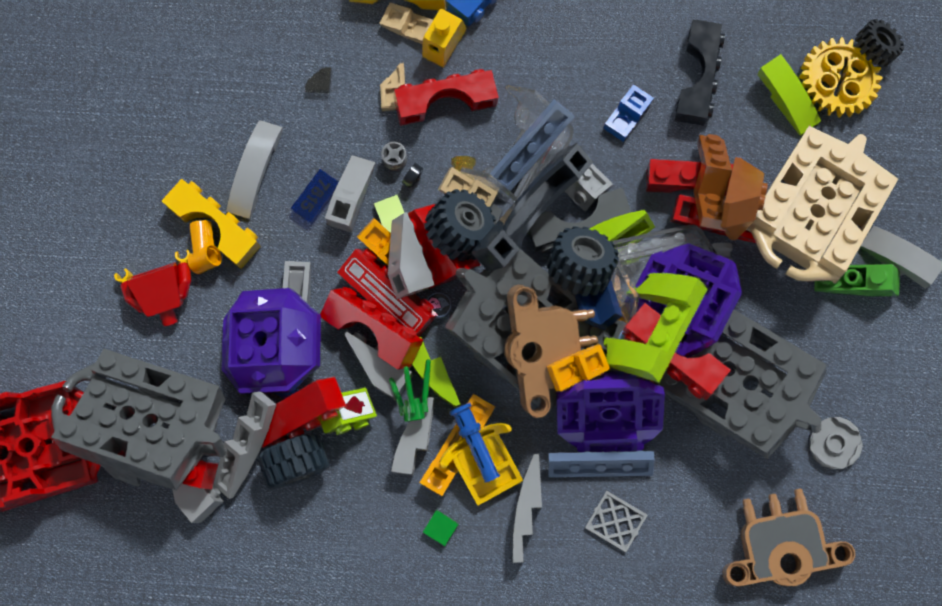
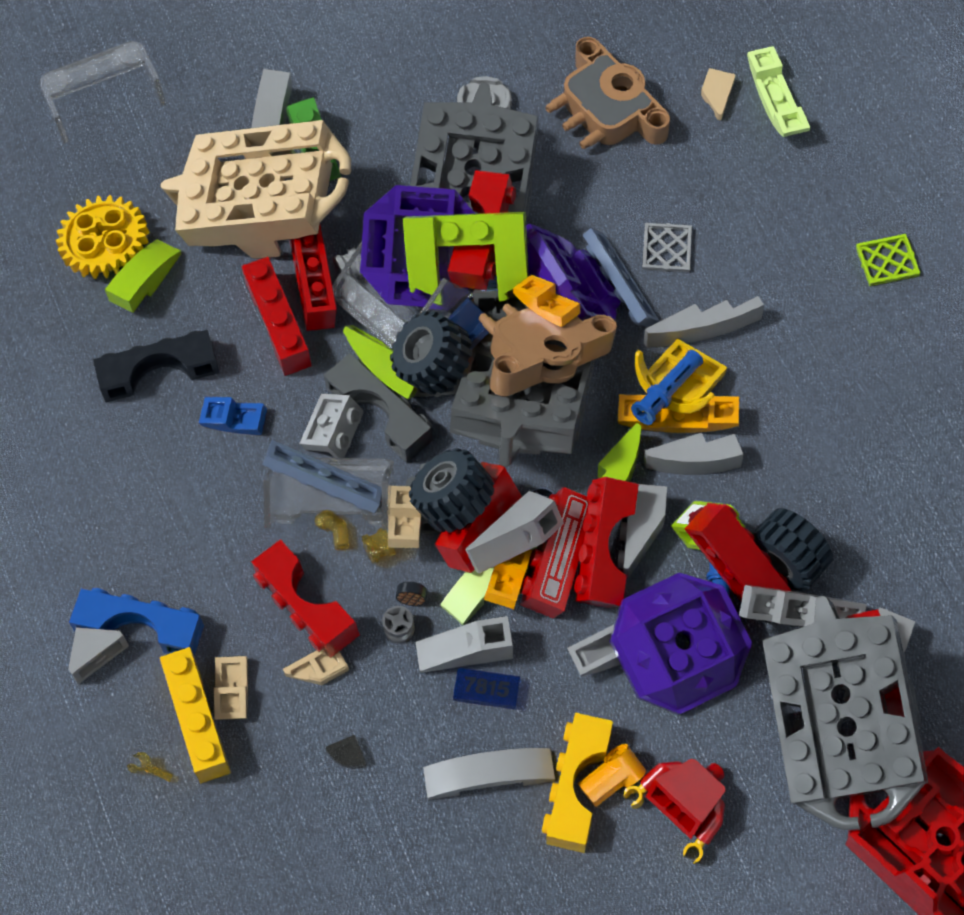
camera: 120 degrees left, 15 degrees down
(413, 409) = (667, 457): green plant -> none
(440, 528) = (768, 394): green tile -> none
(445, 35) = (231, 634): yellow torso -> none
(496, 148) = (337, 525): none -> clear yellow arm
(508, 233) = (339, 423): black arch -> none
(712, 180) = (281, 282): dark orange bracket -> none
(743, 199) = (289, 235): dark orange wedge -> none
(879, 42) = (49, 213): black tyre -> none

